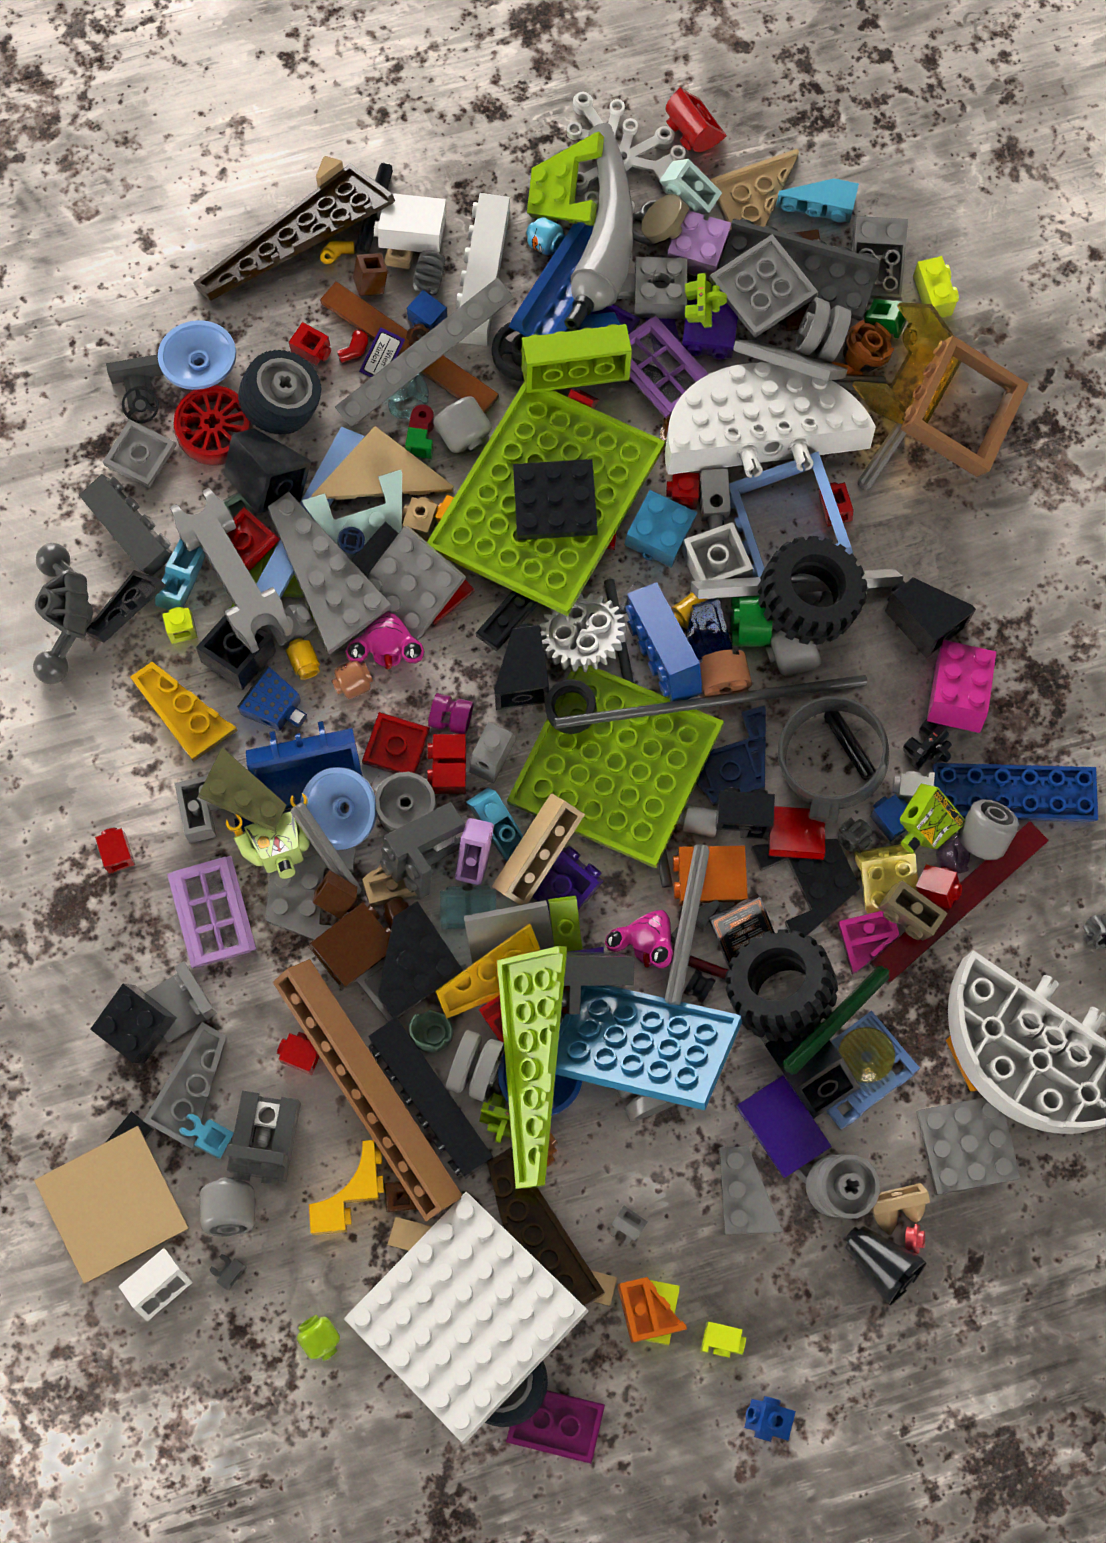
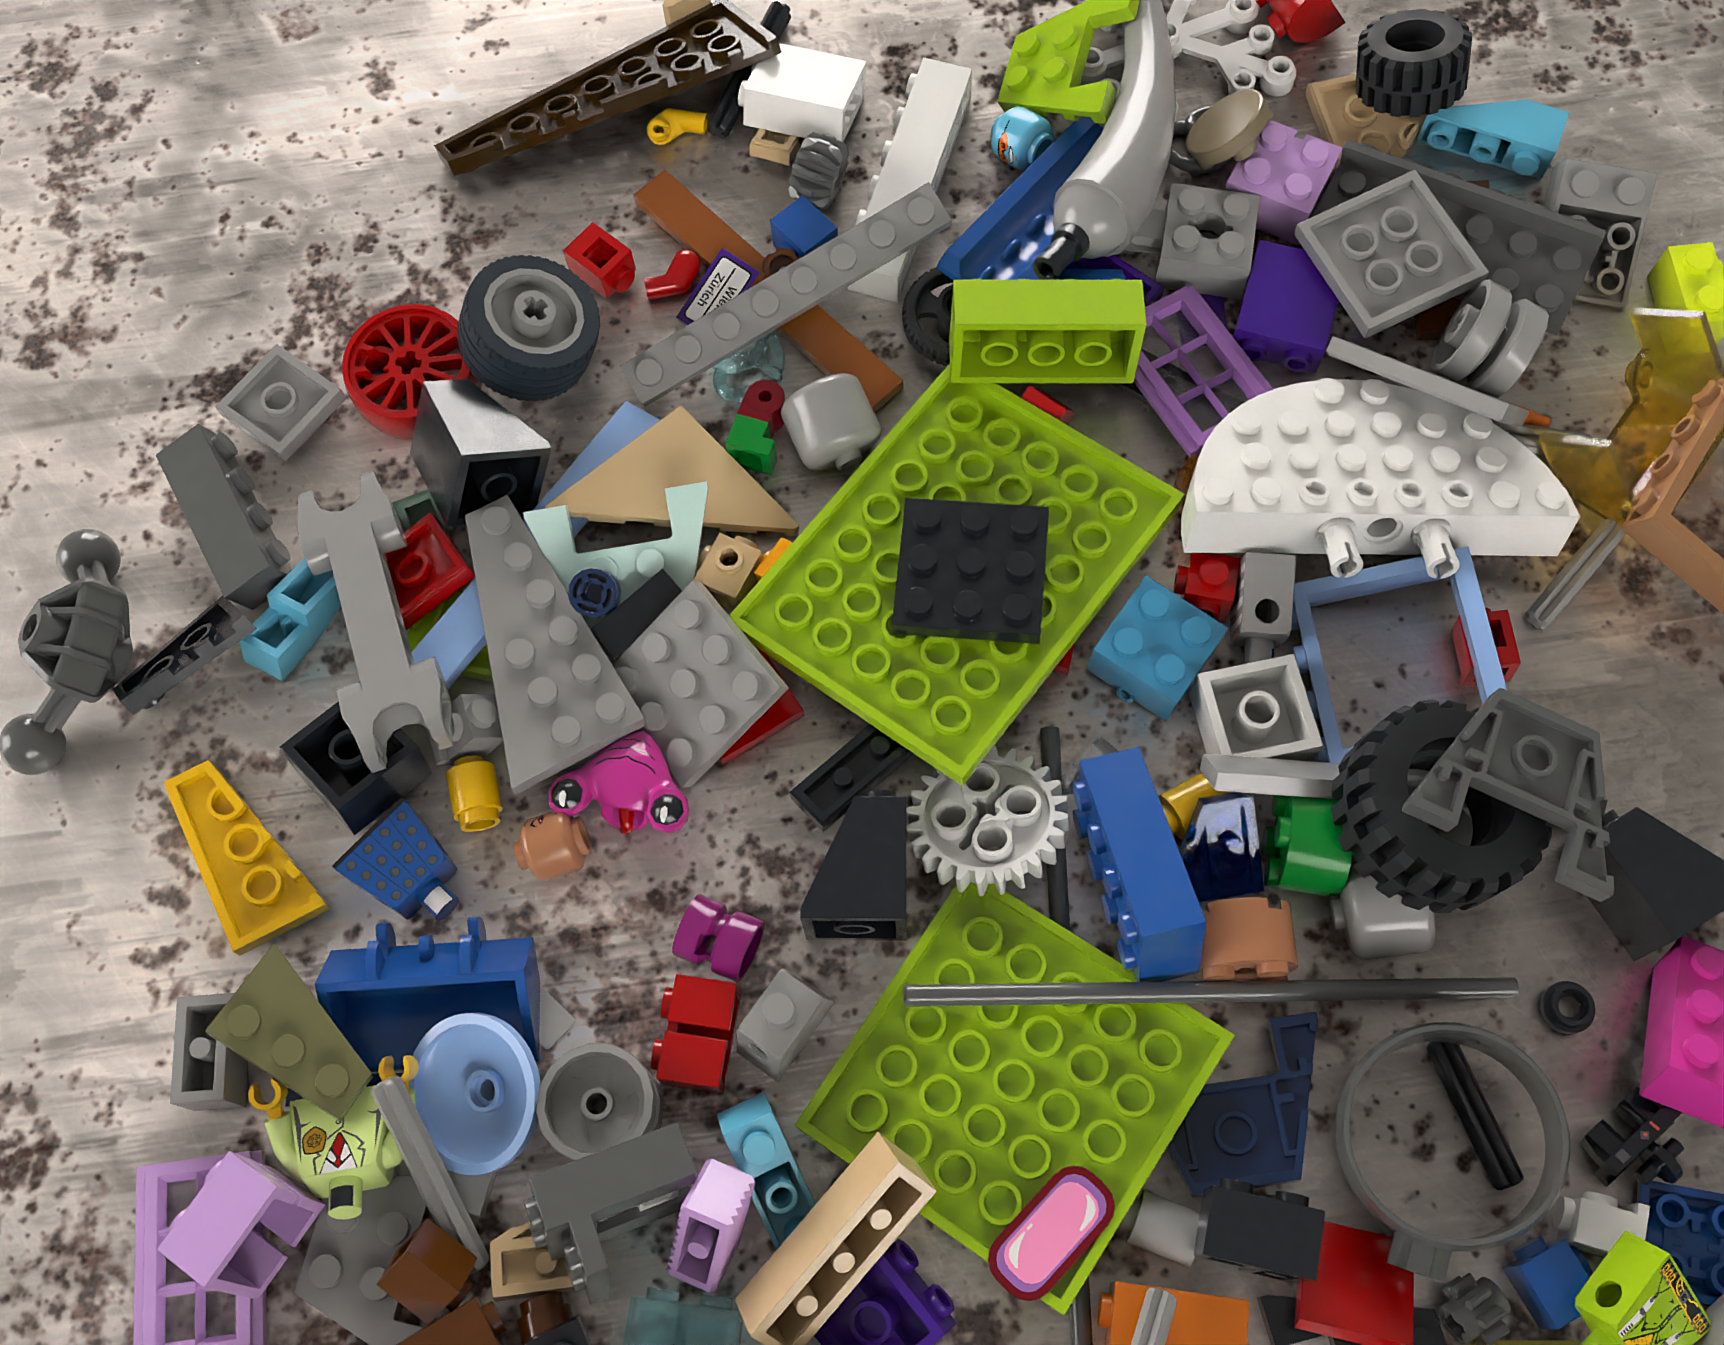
camera: 15 degrees right, 5 degrees down
(114, 850) = (47, 1107): red brick -> none
(138, 385) = (310, 280): dark grey piece -> none
(180, 620) = (272, 693): neon yellow brick -> none
(195, 344) = (408, 254): light blue dish -> none
(235, 875) = (216, 1233): none -> lavender piece
(370, 274) = (720, 162): reddish brown brick -> none
(395, 744) = (610, 981): red tile -> none
(560, 689) = (942, 920): black tyre -> none
(644, 829) = (1051, 1233): none -> sticker
(690, 185) = (1282, 79): light aqua brick -> none
(708, 299) = (1287, 262): lime hips -> none
(766, 164) = (1413, 62): none -> black tyre
(852, 562) = (1535, 765): none -> dark grey wing
(867, 346) = (1565, 380): dark orange cone -> none
(887, 314) = (1599, 335): green brick -> none
(894, 678) = (1578, 997): none -> black plate

